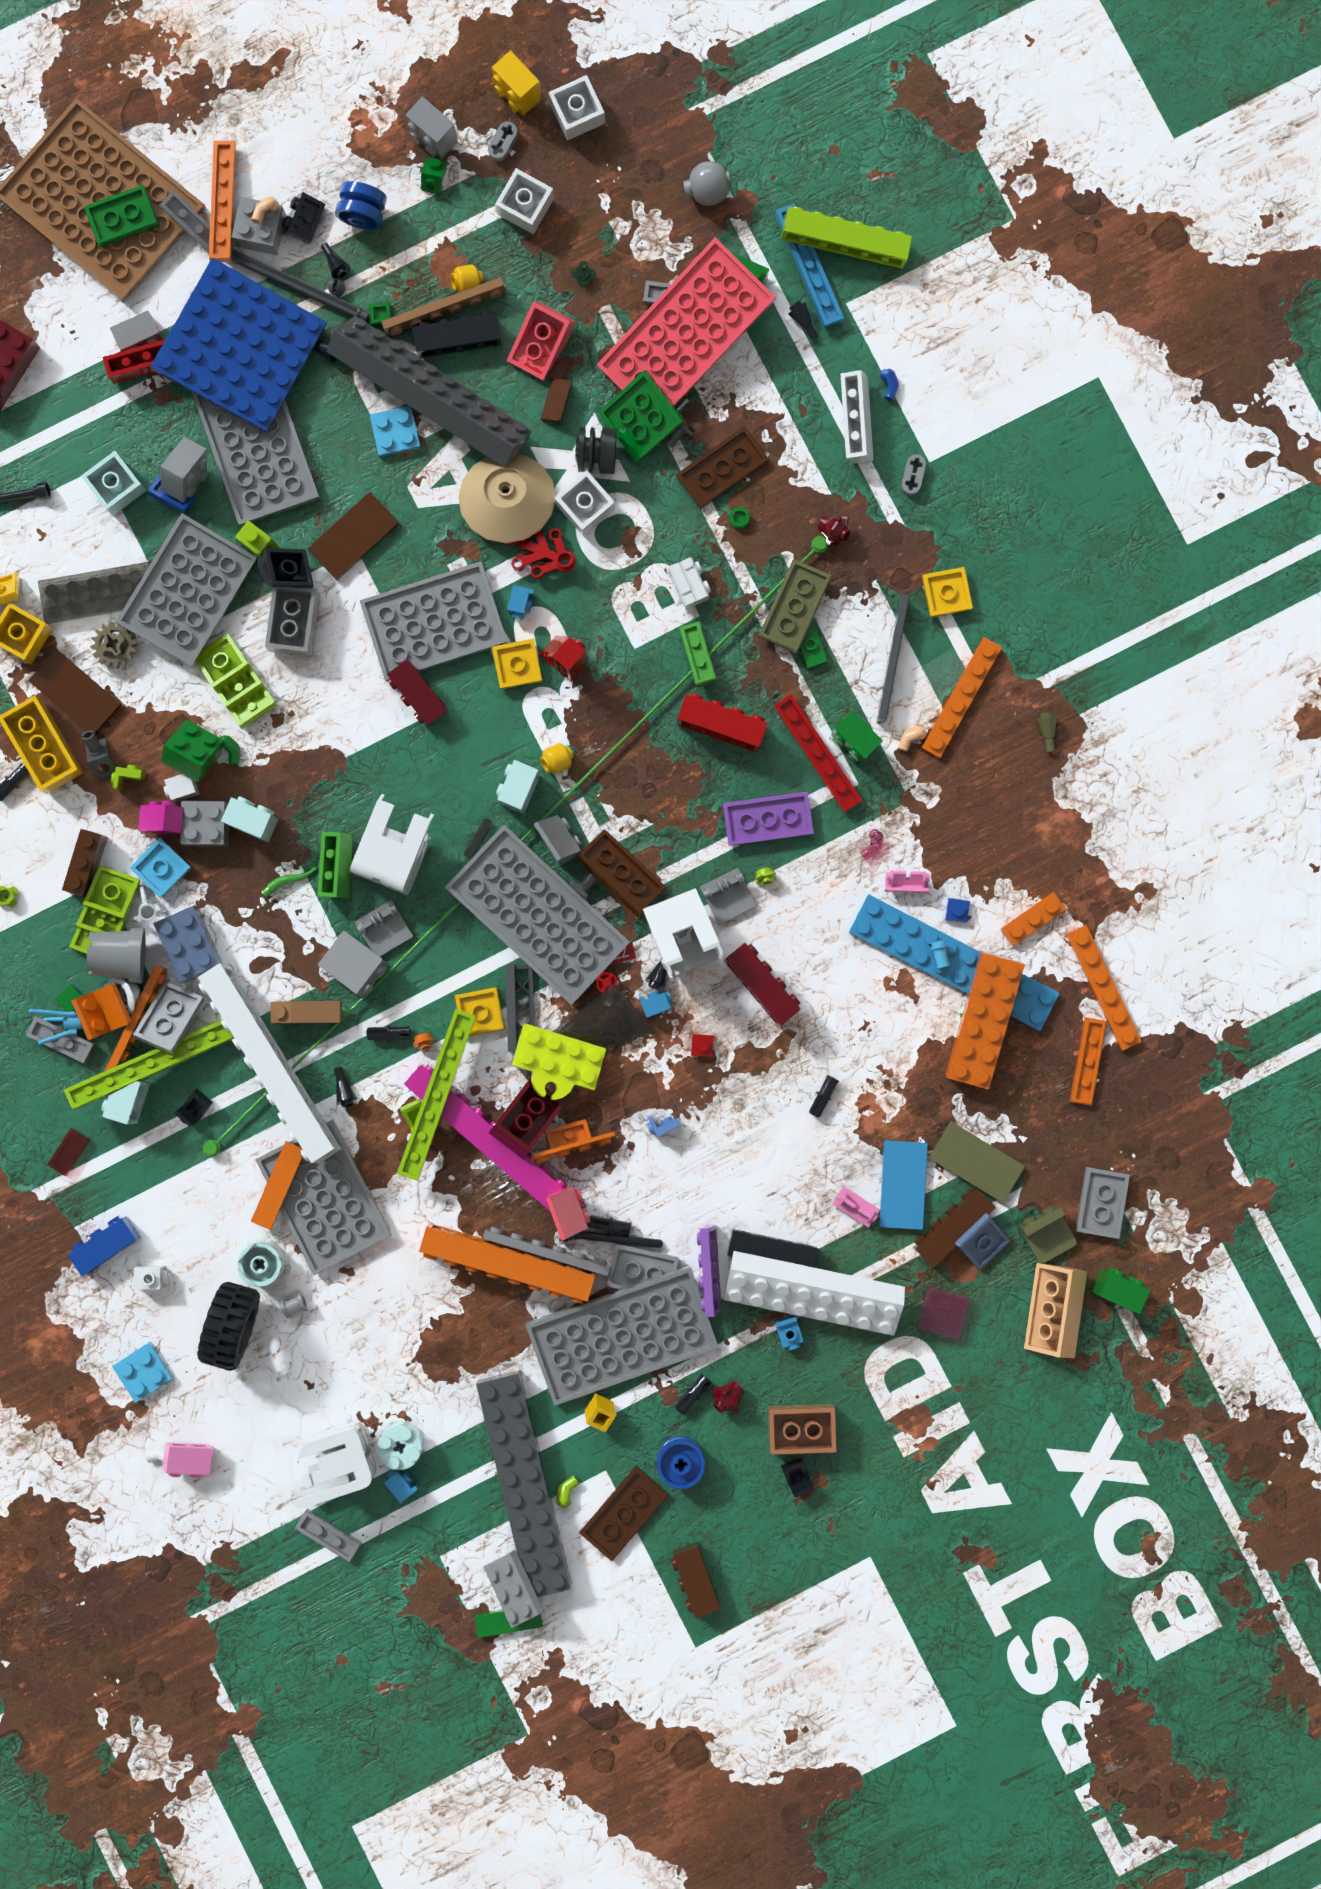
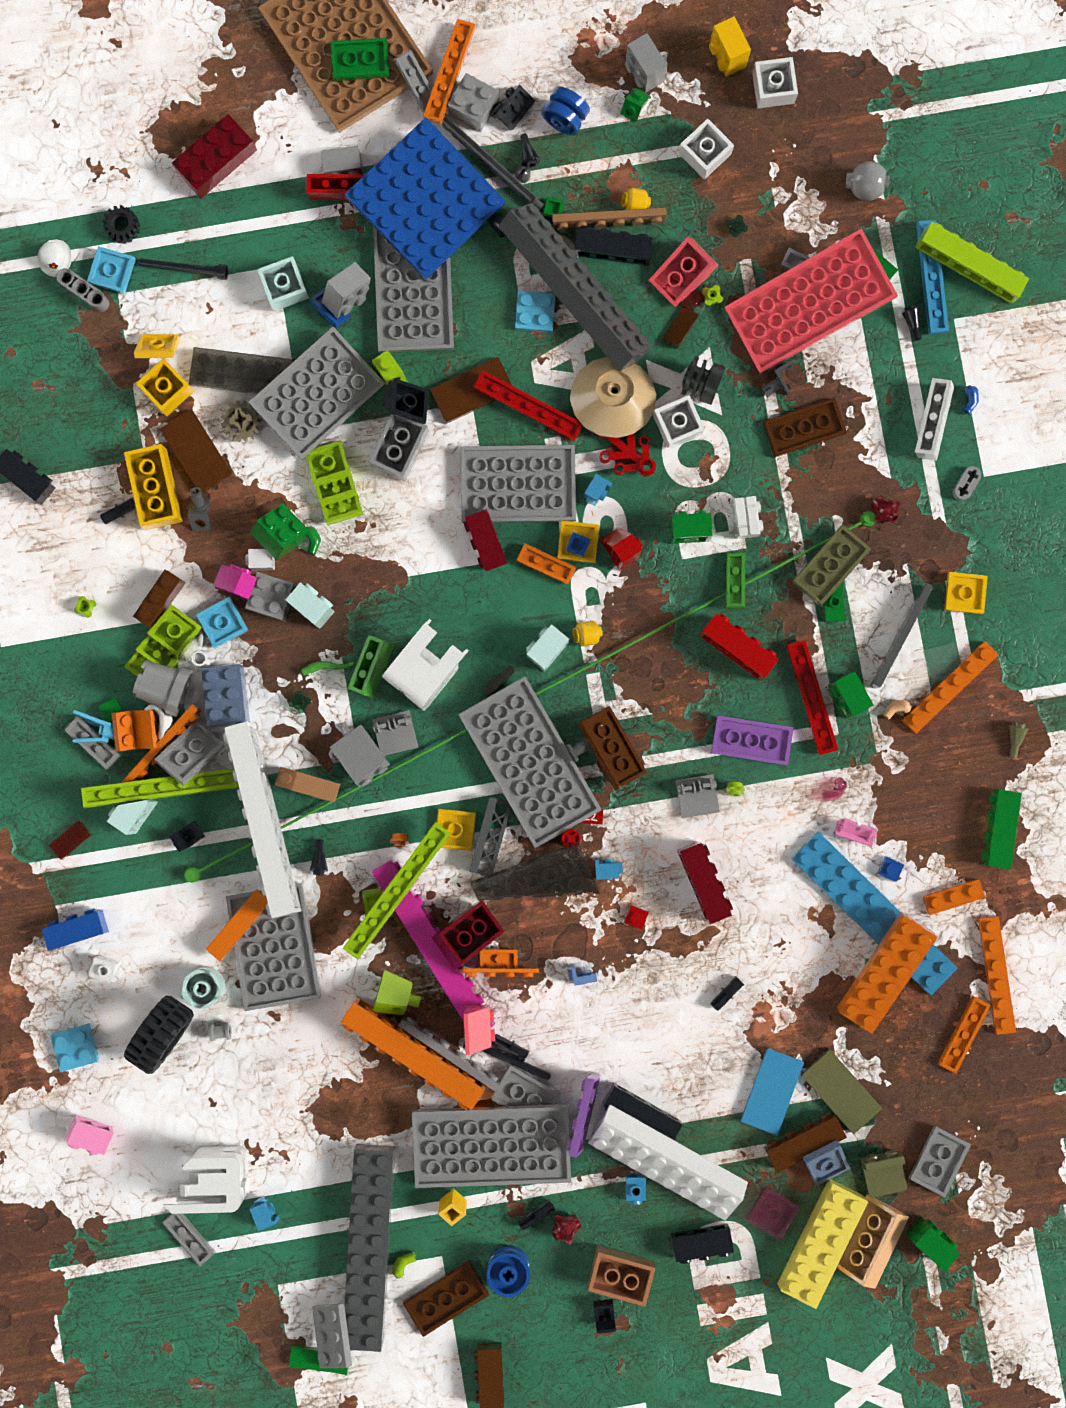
camera: 25 degrees right, 0 degrees up
(131, 772) = (222, 533): lime bracket -> none
(262, 207) = (487, 85): light nougat arm -> none
(274, 932) = (300, 707): none -> clear green plate
(388, 1033) = (371, 823): black axle -> none
(395, 1457) = (265, 1188): light aqua brick -> none
(418, 534) = (528, 405): none -> red plate
(469, 1207) = (394, 995): none -> lime torso
(490, 698) = (546, 564): none -> orange plate
(498, 139) = (705, 95): light grey beam -> none
(517, 667) = (578, 544): none -> blue plate
(557, 1060) = (509, 893): neon yellow plate -> none
(558, 839) = (567, 703): light grey slope -> none
(580, 362) = (707, 295): none -> lime plate
(632, 611) = (690, 527): none -> green brick
(641, 416) = (750, 362): green plate -> none
(657, 977) = (616, 846): black cone -> none
(683, 933) = (650, 818): white piece -> none
(739, 518) = (806, 475): green tile -> none
(856, 1206) = (726, 1097): bright pink hinge -> none
(878, 1368) = (702, 1243): none -> black brick
(940, 953) = (865, 903): medium azure pin -> none
(1004, 1328) = (822, 1243): none -> light yellow brick
(1061, 831) = (1002, 828): none -> green brick

